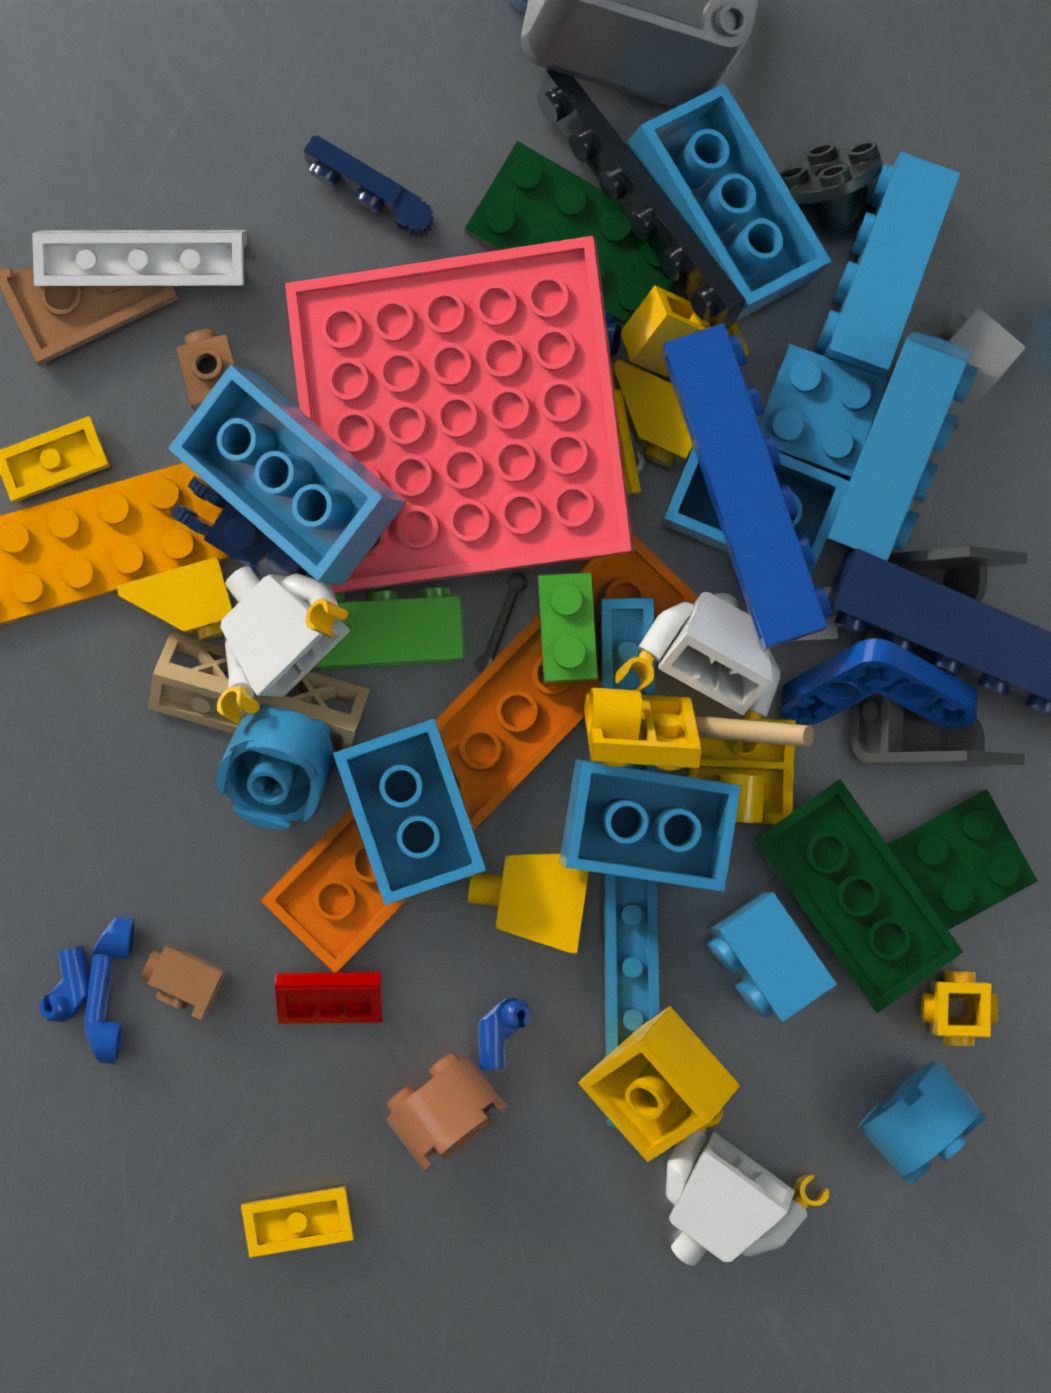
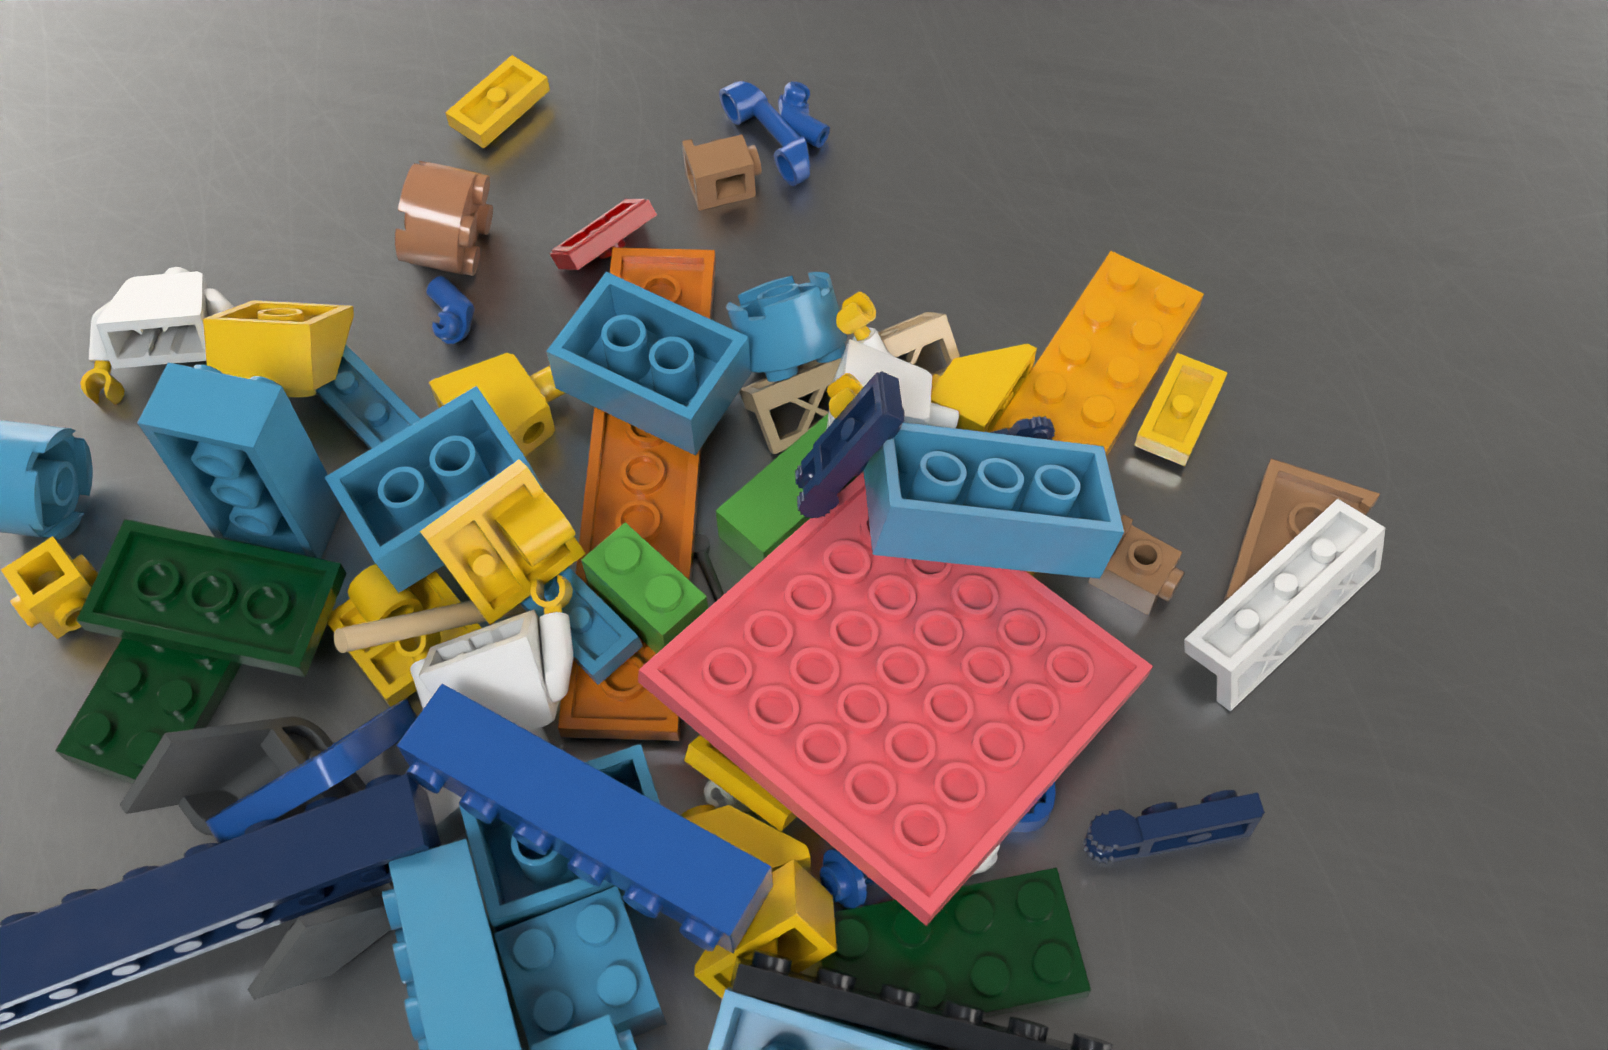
camera: 140 degrees right, 25 degrees down
(353, 581) = (848, 444): none -> dark blue hinge

